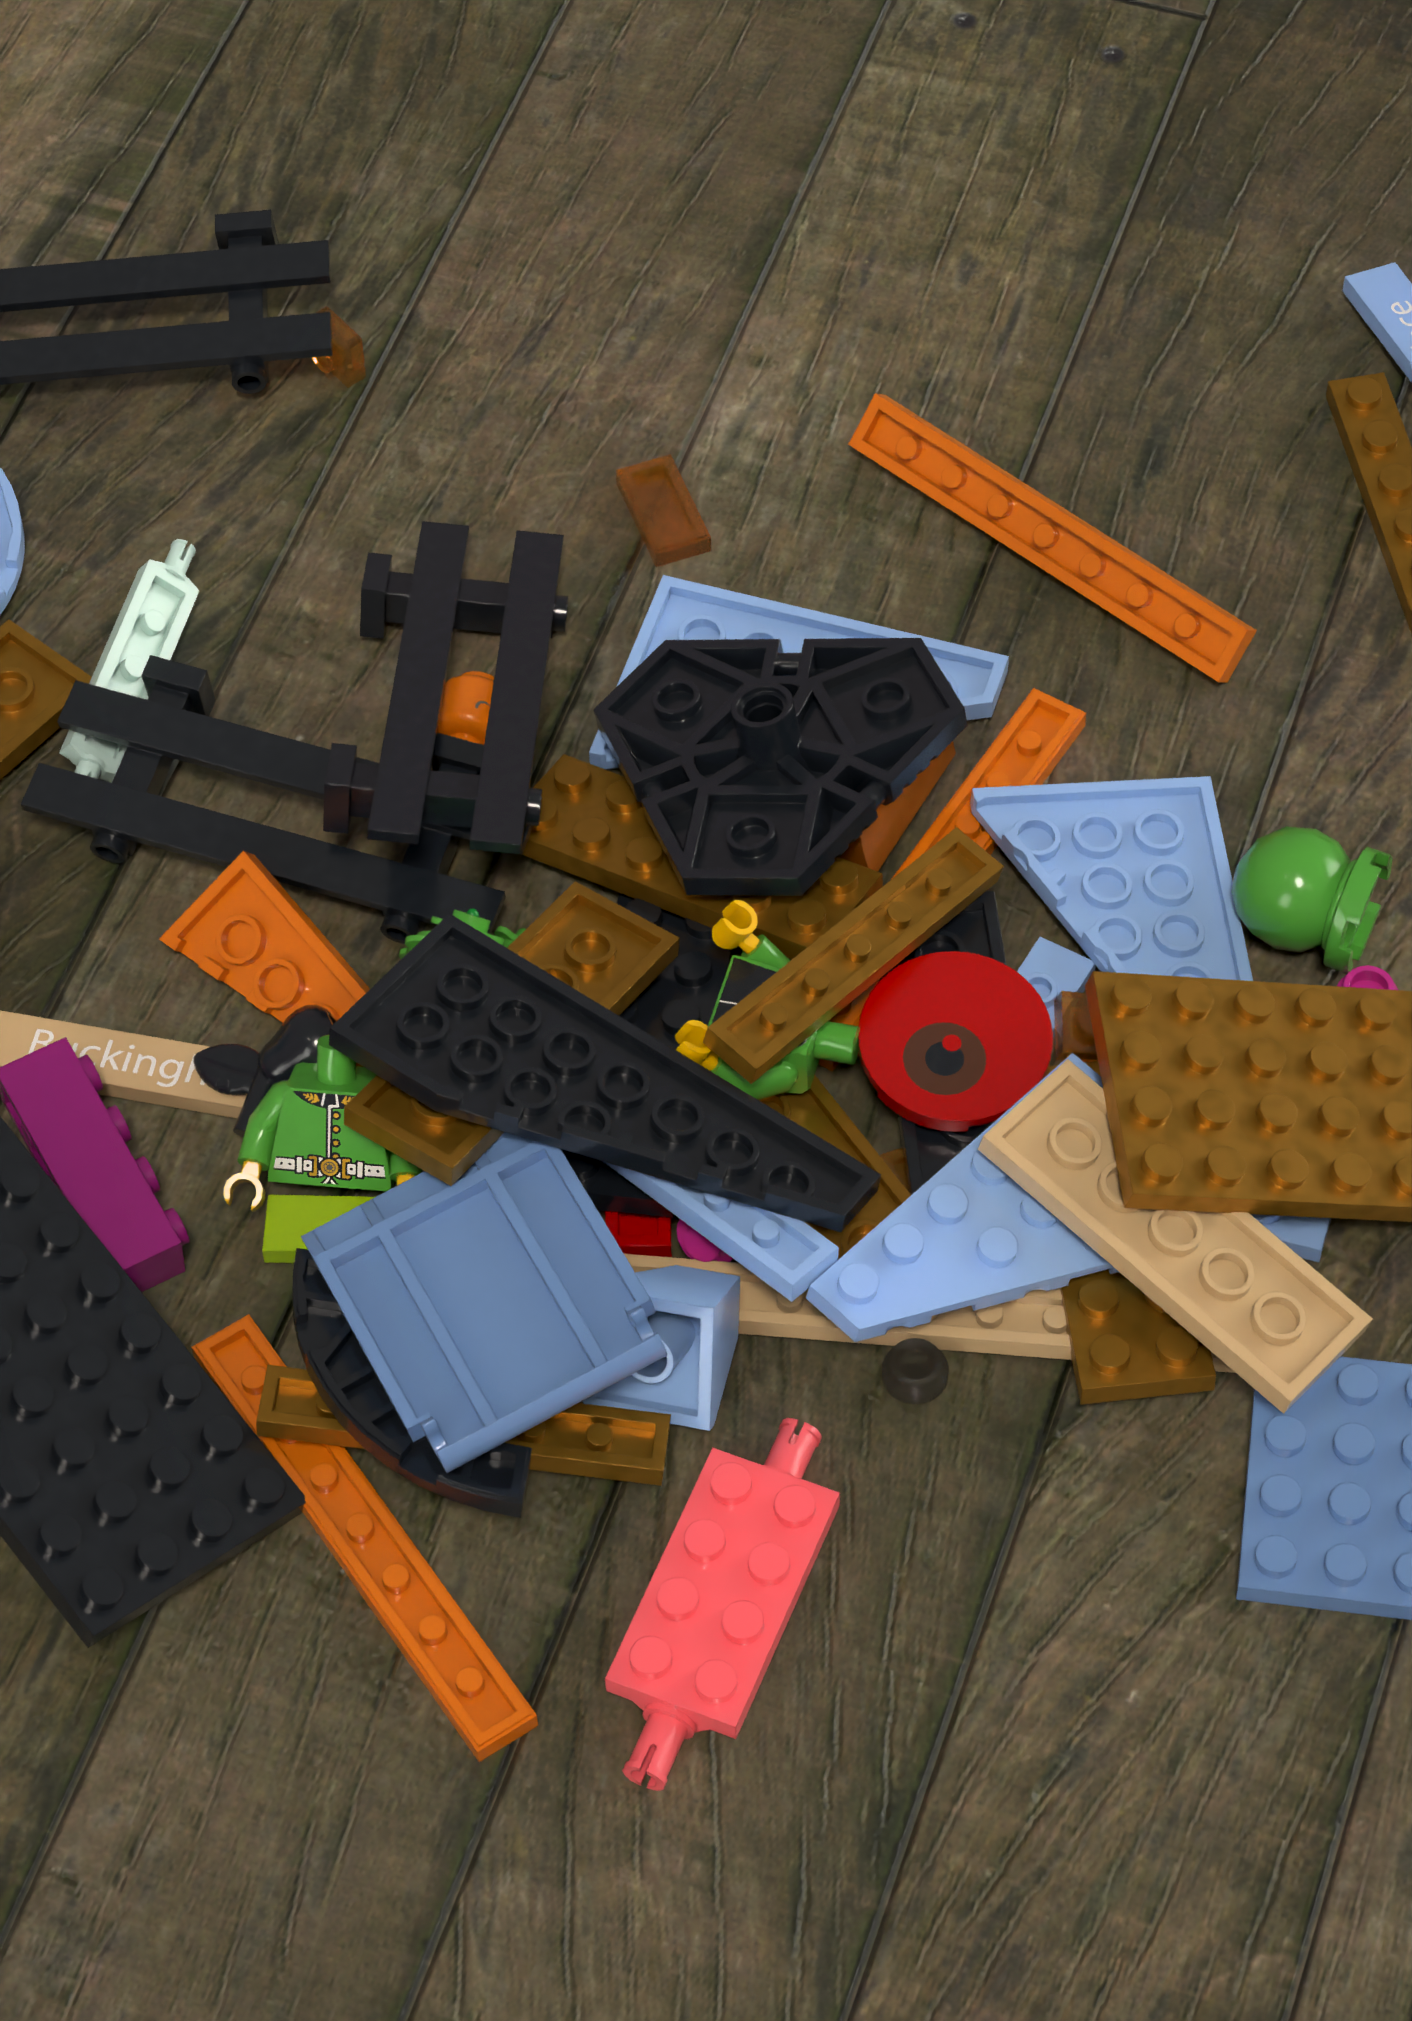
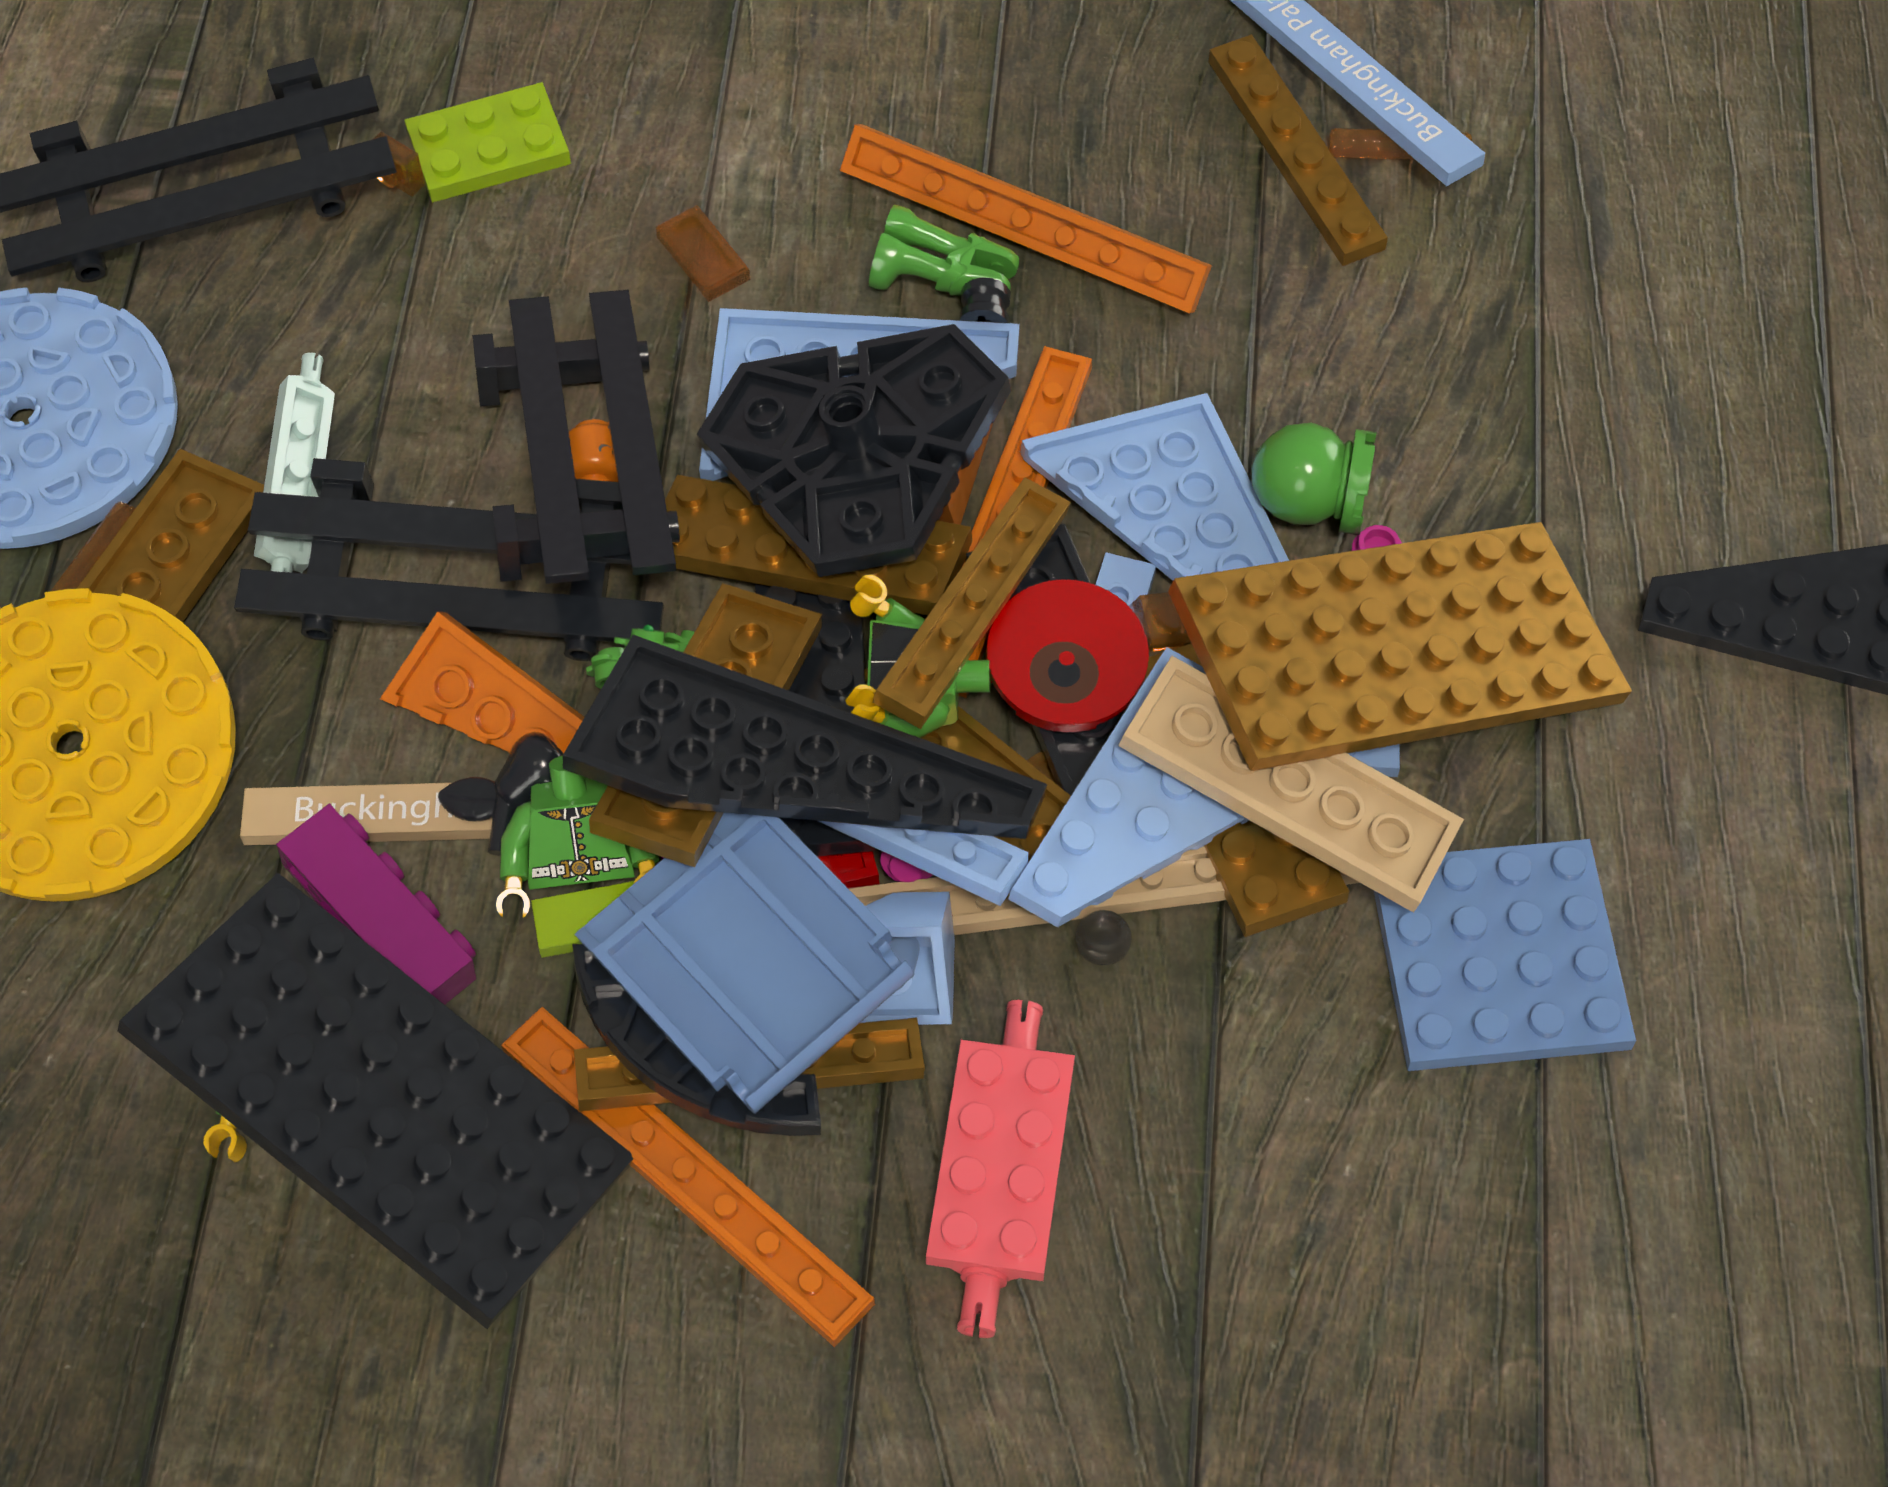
camera: 15 degrees left, 5 degrees up
(449, 341) = (487, 142): none -> lime plate
(969, 582) = (965, 257): none -> bright green piece
(976, 623) = (985, 301): none -> black wheel

